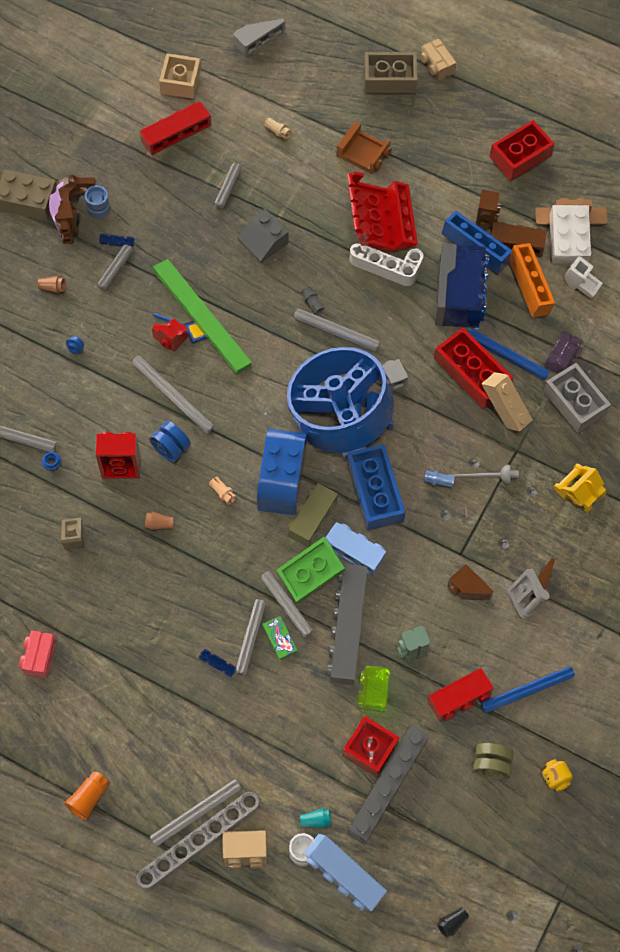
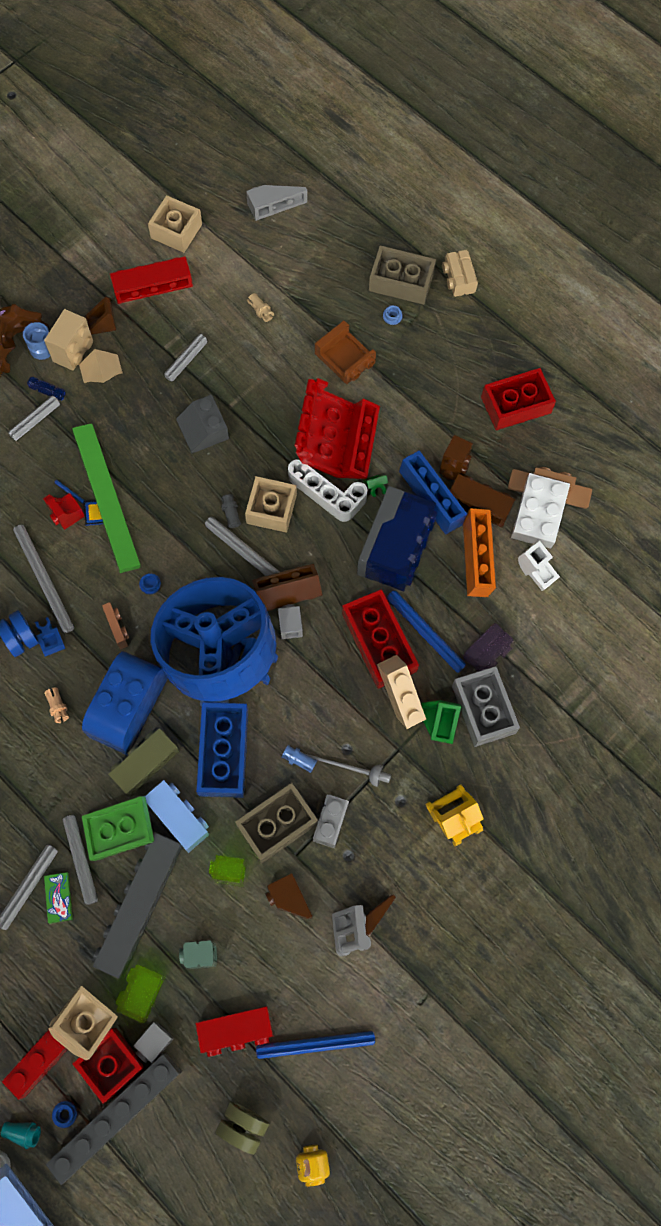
camera: 15 degrees right, 5 degrees up
(125, 194) = (69, 340): none -> tan brick
(143, 170) = (101, 317): none -> reddish brown slope
(156, 211) = (100, 366): none -> tan slope
(199, 440) = (49, 638): none -> blue plate
(245, 410) = (113, 617): none -> nougat plate
(265, 375) = (150, 584): none -> blue plate
(316, 750) = (34, 1066): none -> red brick
(341, 716) = (82, 1024): none -> tan slope
(346, 285) = (271, 504): none -> tan brick
(346, 790) = (56, 1114): none -> blue plate
(388, 343) = (288, 587): none -> reddish brown brick
(392, 104) = (395, 311): none -> medium blue plate
(399, 721) = (153, 1043): none -> light grey brick
(414, 576) = (228, 870): none -> clear neon green piece
(427, 246) = (375, 482): none -> green tile
(439, 530) = (276, 823): none -> dark tan brick
(482, 518) = (330, 821): none -> light grey brick
(545, 417) = (441, 719): none -> green slope

